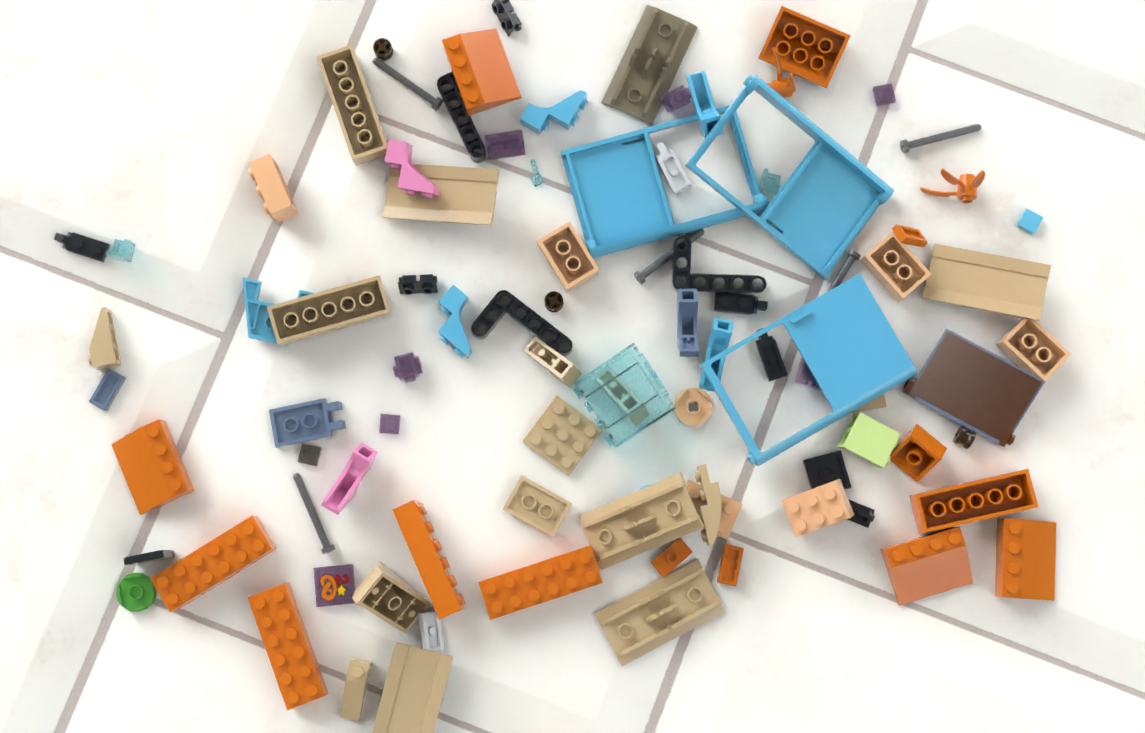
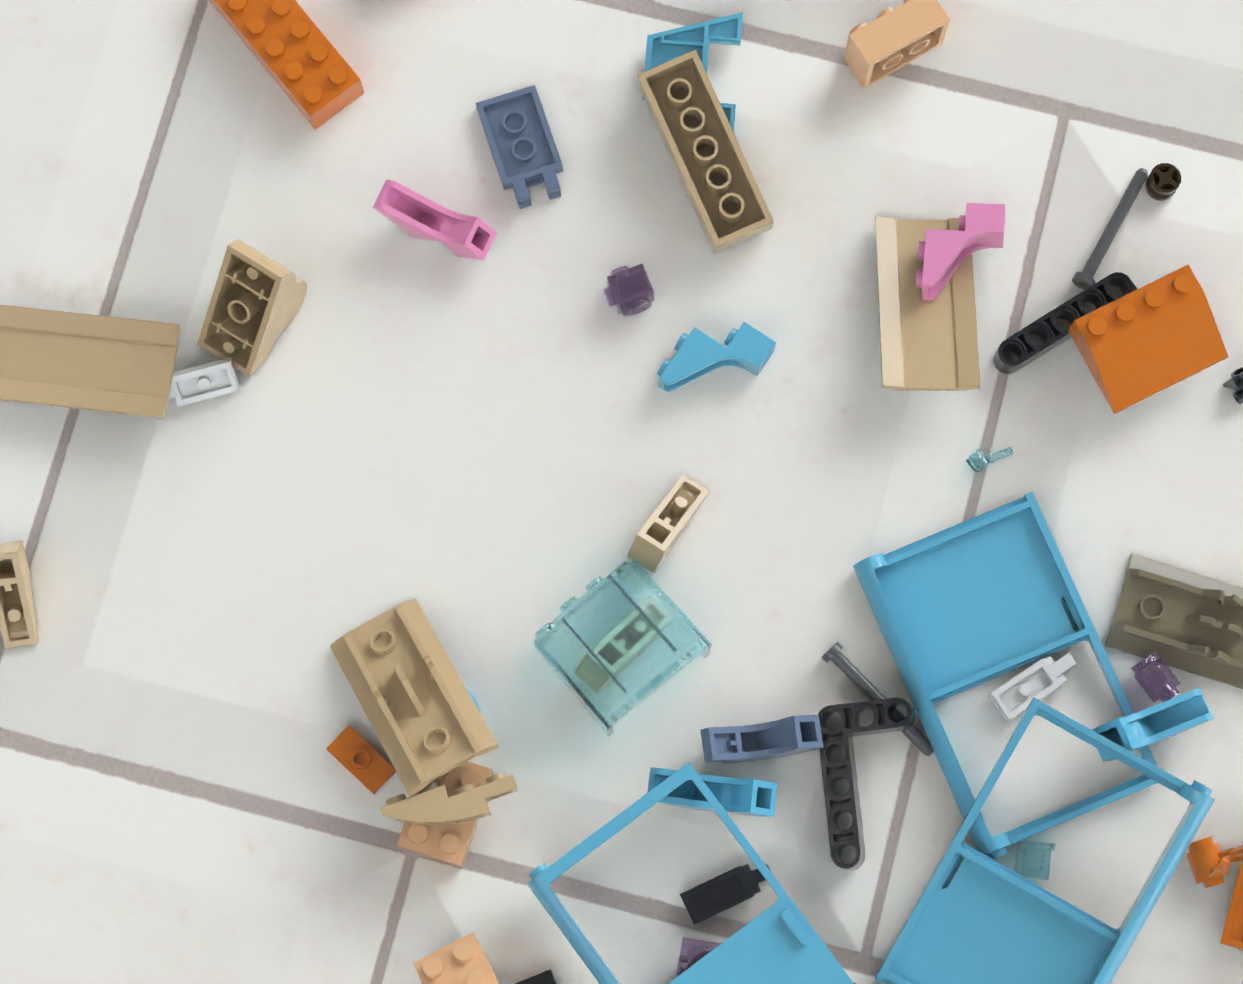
camera: 85 degrees right, 5 degrees down
(288, 646) = (161, 165): orange brick -> none
(309, 454) = (469, 158): clear smoke tile -> none
(327, 547) = (370, 178): dark grey bar -> none
(334, 585) = (266, 222): clear purple tile -> none
(353, 105) = (1058, 144): tan brick -> none
(355, 688) = (105, 277): tan slope -> none
(389, 424) = (533, 275): clear purple tile -> none
(408, 284) = (768, 275): black hinge -> none
(428, 558) = (318, 361): orange brick -> none
(505, 145) = (1029, 400): clear purple hinge -> none
(523, 320) = (732, 466): black beam -> none
(537, 506) = (423, 527): tan plate -> none
(540, 582) = (298, 546): orange brick -> none
(555, 298) = (773, 507): dark brown wheel -> none
(562, 435) = (546, 554): tan plate -> none
(563, 113) = (1101, 490): medium azure arch -> none
(568, 257) = (848, 525): light nougat brick -> none
(659, 612) = (268, 751): tan hinge -> none
(703, 405) = (615, 749): light nougat plate -> none
(730, 565) = (357, 859): orange plate -> none
(738, 303) = (810, 828): black hinge -> none

